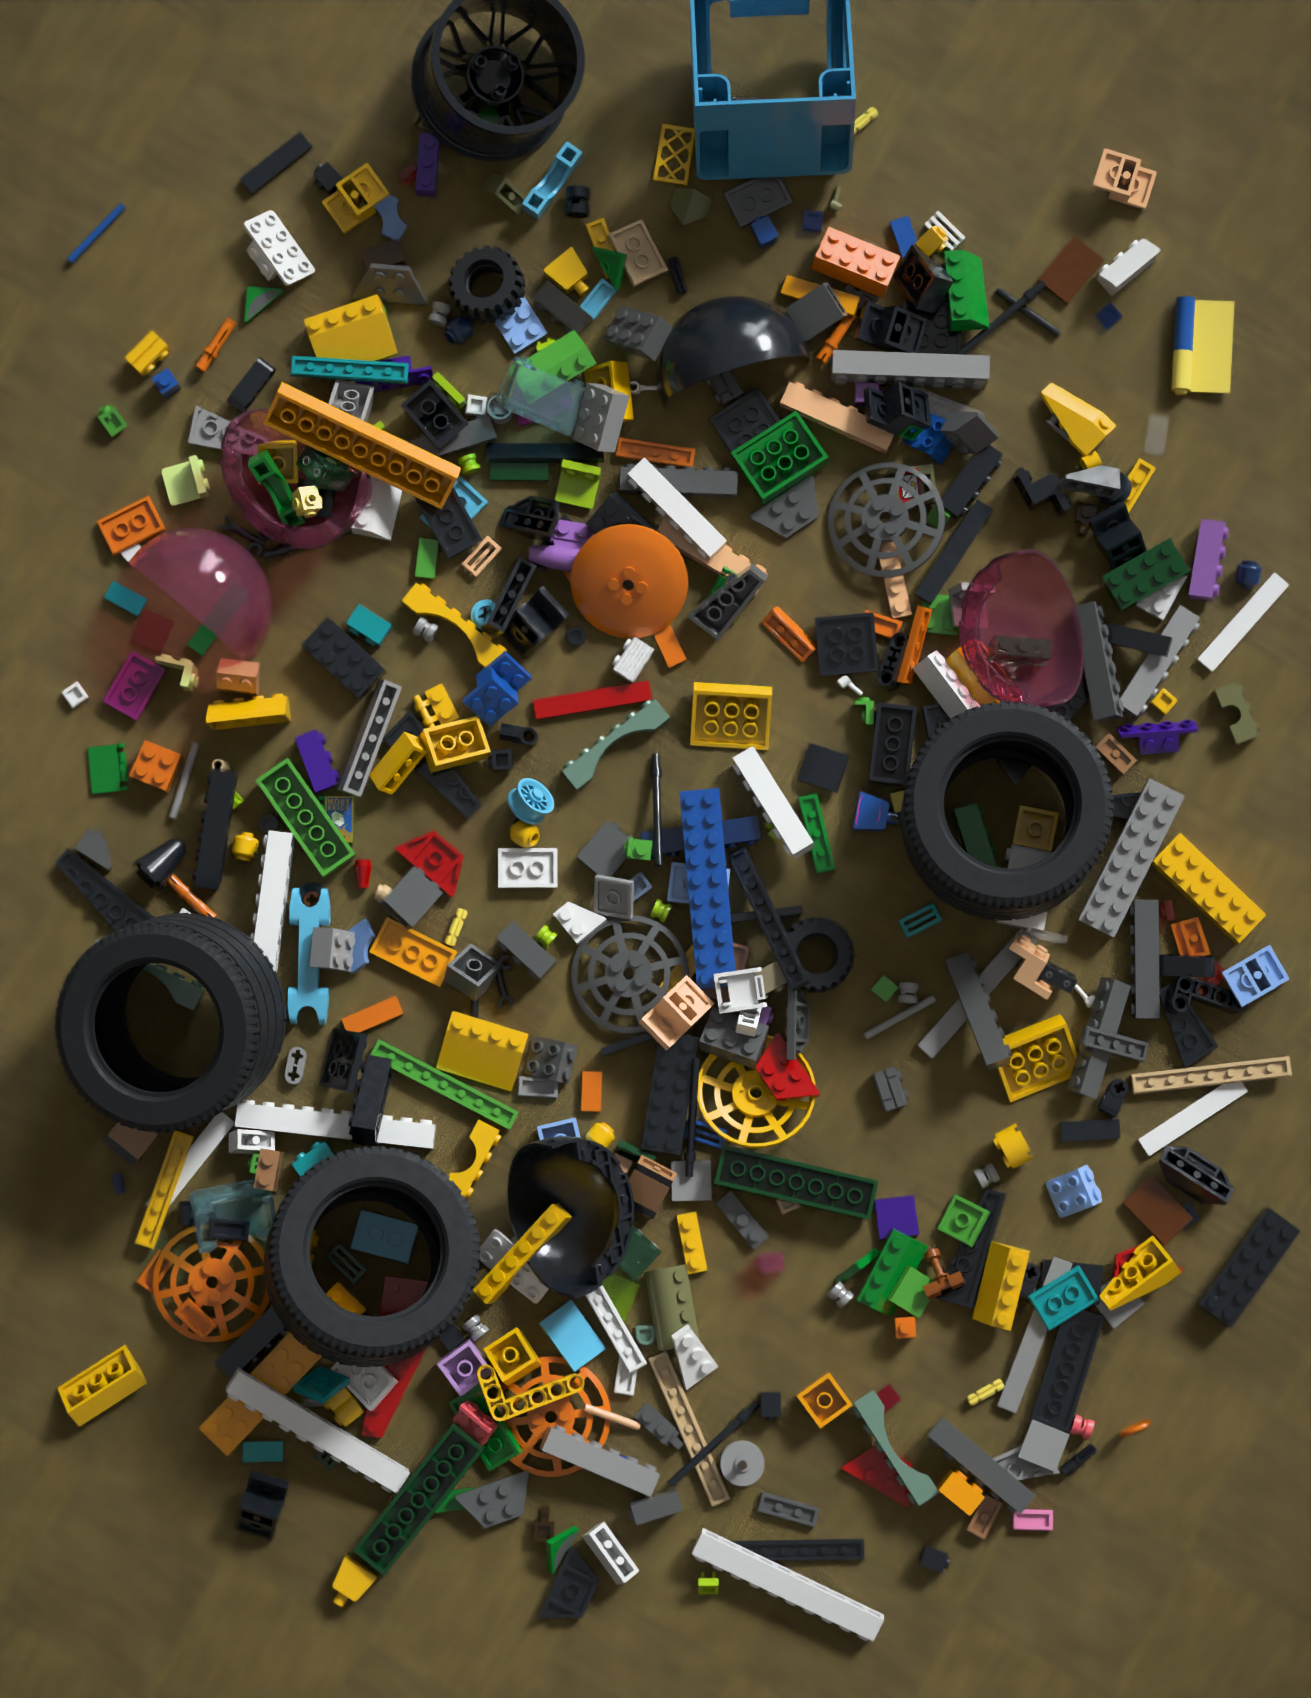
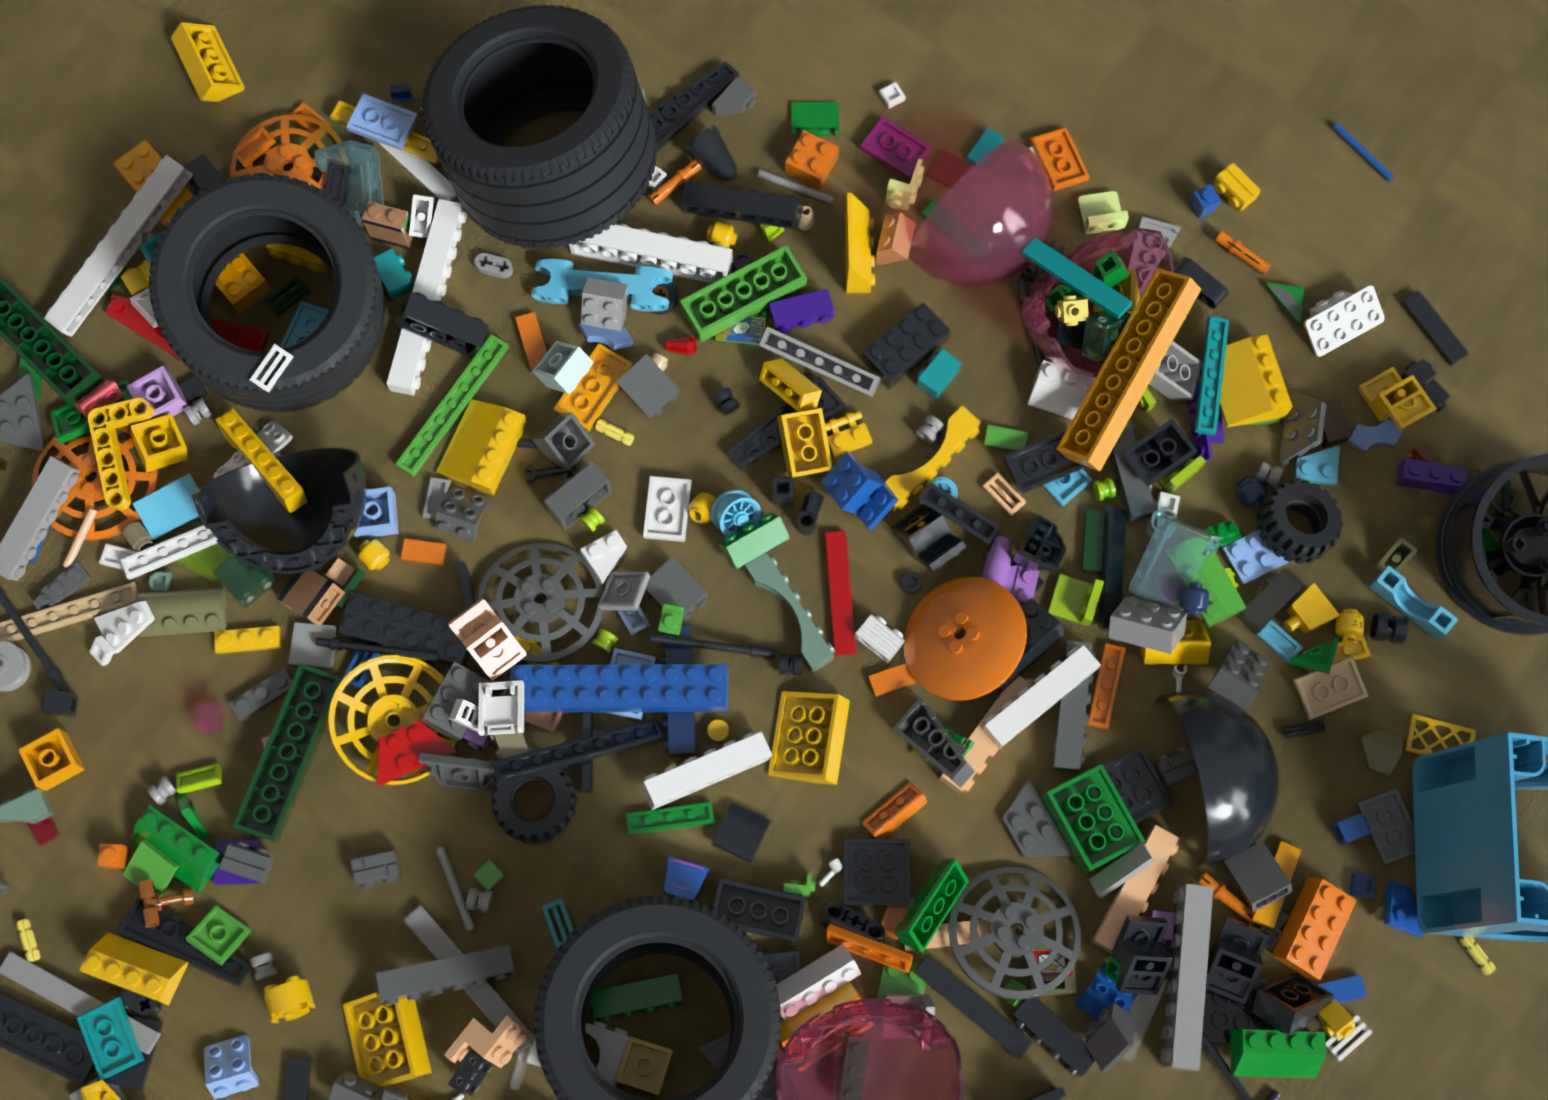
camera: 95 degrees right, 10 degrees down
(111, 419) = (1169, 148): bright green bracket -> none
(158, 1193) = (382, 122): none -> light blue plate
(261, 1505) = (59, 192): black bracket -> none
(263, 1451) = (115, 201): teal tile -> none
(273, 499) = (1077, 278): none -> teal tile
(343, 1060) = (487, 304): black plate -> none
(348, 163) = (1436, 394): none -> black brick
(399, 981) = (563, 367): none -> light aqua brick
(412, 826) = (726, 401): none -> black wheel
(426, 268) = (1319, 467): none -> medium azure wing
(436, 858) = (686, 417): red wing -> none
(457, 1238) = (270, 385): none -> white tile
(484, 1138) = (390, 437): yellow arch -> none
(502, 353) = (1226, 531): none -> green plate
(554, 781) = (754, 540): none -> brick
(576, 376) = (1194, 598): none -> dark blue head
(578, 237) = (1349, 625): none -> yellow head
(605, 1362) = (137, 536): none -> dark tan brick
(665, 739) = (795, 665): none -> black wheel
(717, 1375) = (102, 651): none -> white tile
(732, 798) = (718, 730): none -> yellow tile
(823, 430) = (1121, 870): none -> light grey tile
(826, 1264) = (198, 778): none -> lime tile
(830, 188) = (1401, 909): none -> blue wing
(871, 592) = (932, 905): none -> green slope
(898, 1203) = (247, 863): none -> dark grey brick

